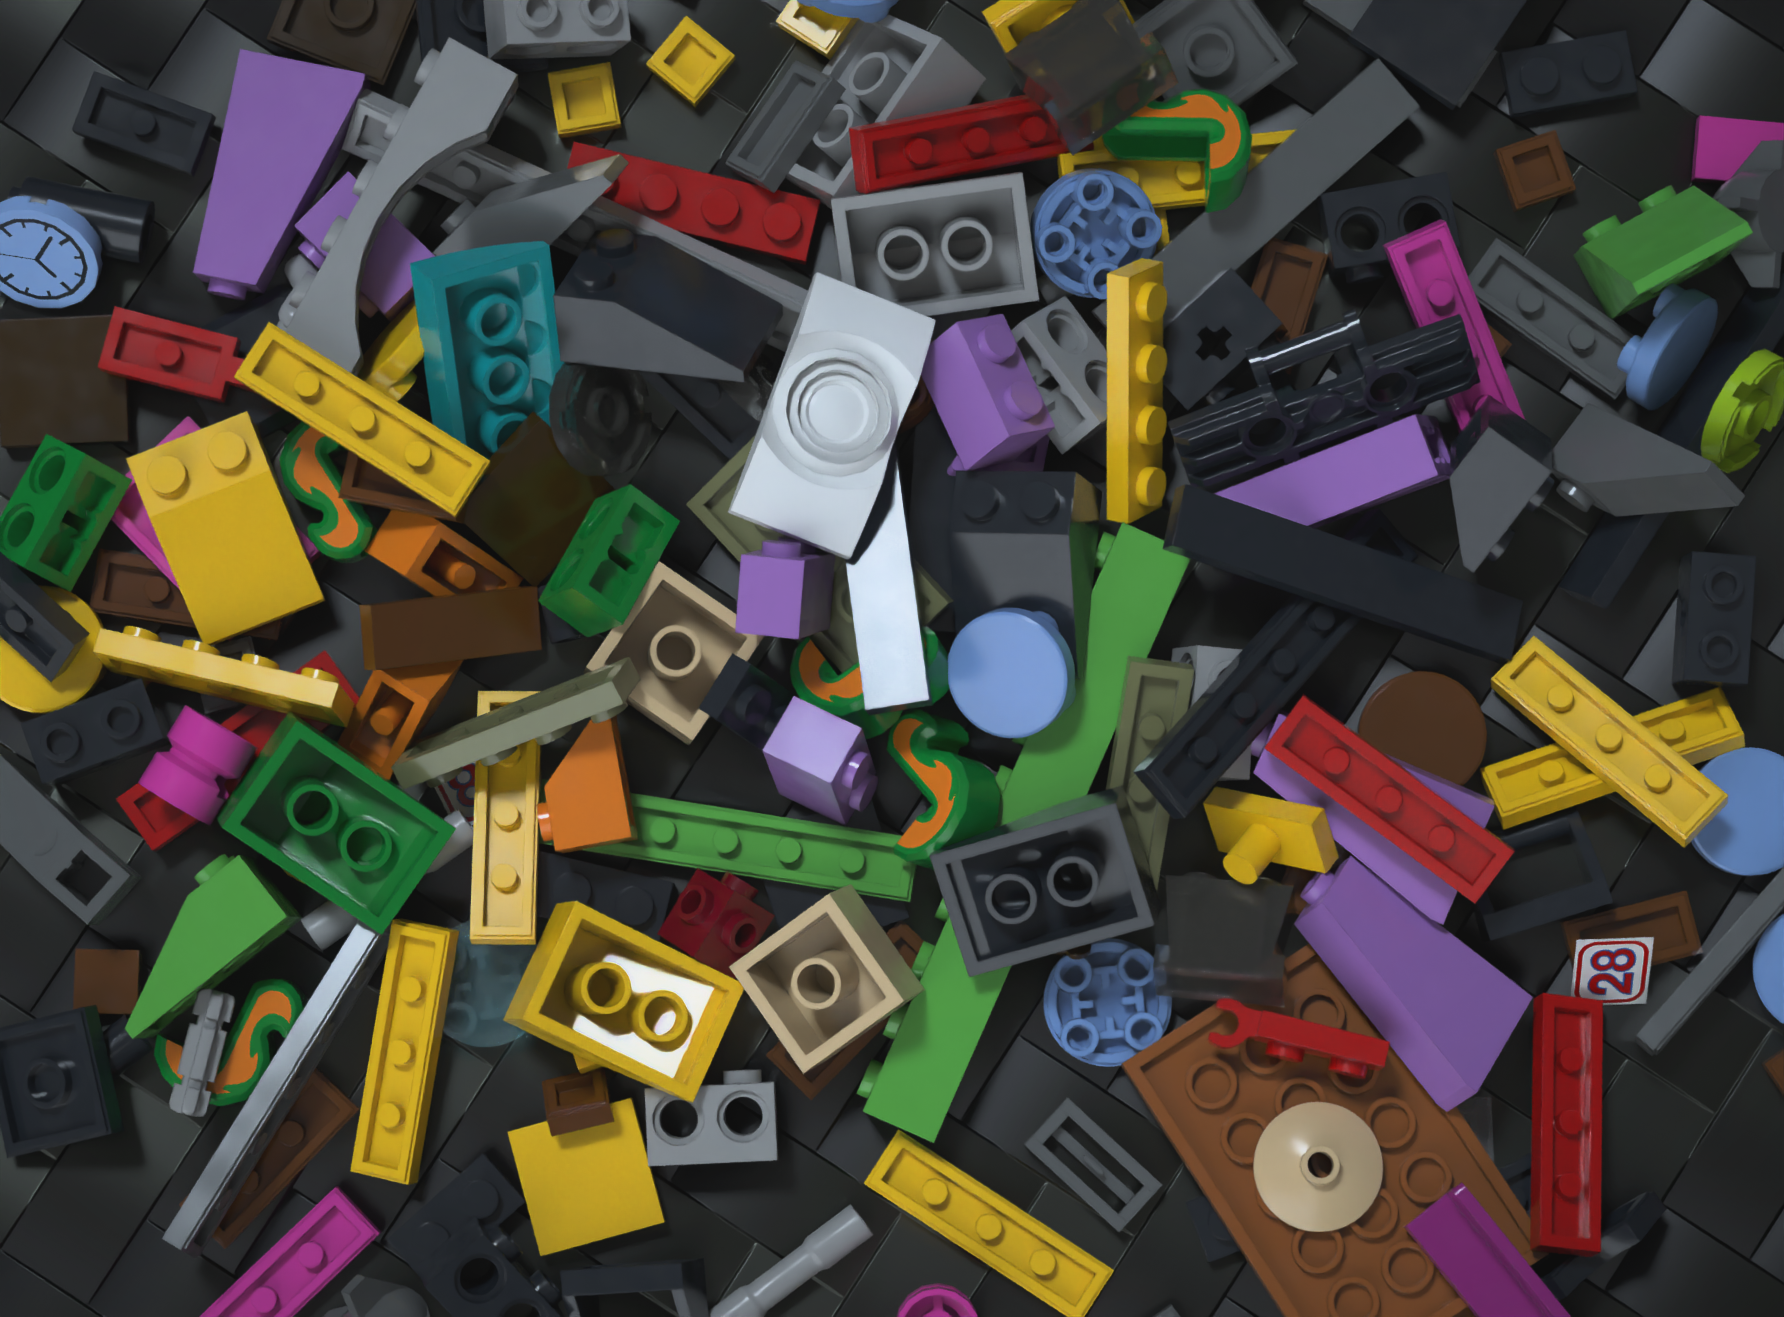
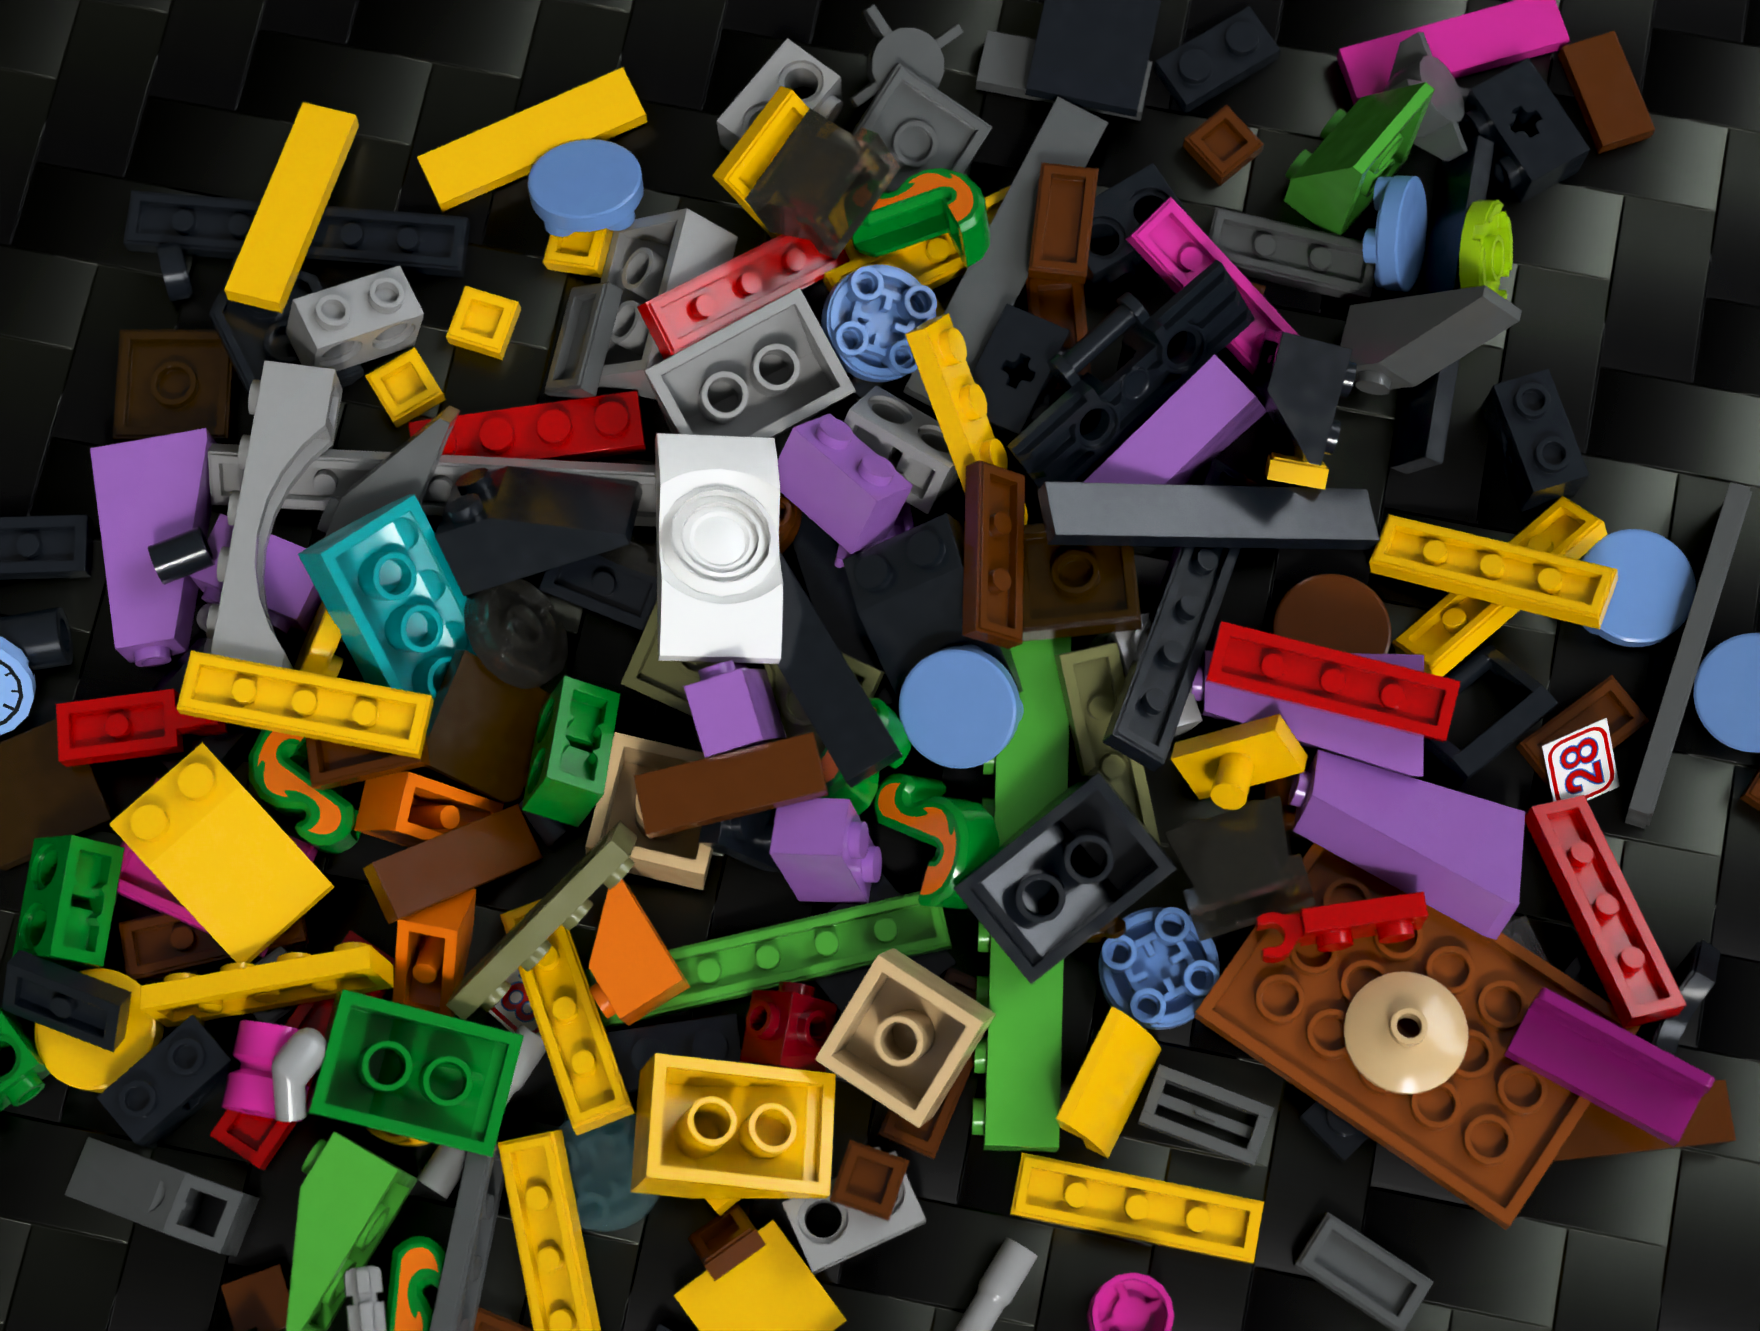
camera: 20 degrees left, 10 degrees down
(221, 779) = (293, 1069): none -> light grey arm
(293, 205) = (181, 555): none -> black hinge
(736, 1102) = (869, 1180): none -> reddish brown tile
(751, 668) = (730, 785): none -> reddish brown tile
(1008, 1100) = (1109, 1082): none -> yellow slope
(1106, 533) = (993, 555): none -> reddish brown tile
(1173, 597) = (1077, 588): none -> dark brown tile
(1325, 202) = (1063, 223): none -> reddish brown tile
(1445, 552) = (1295, 471): none -> yellow tile

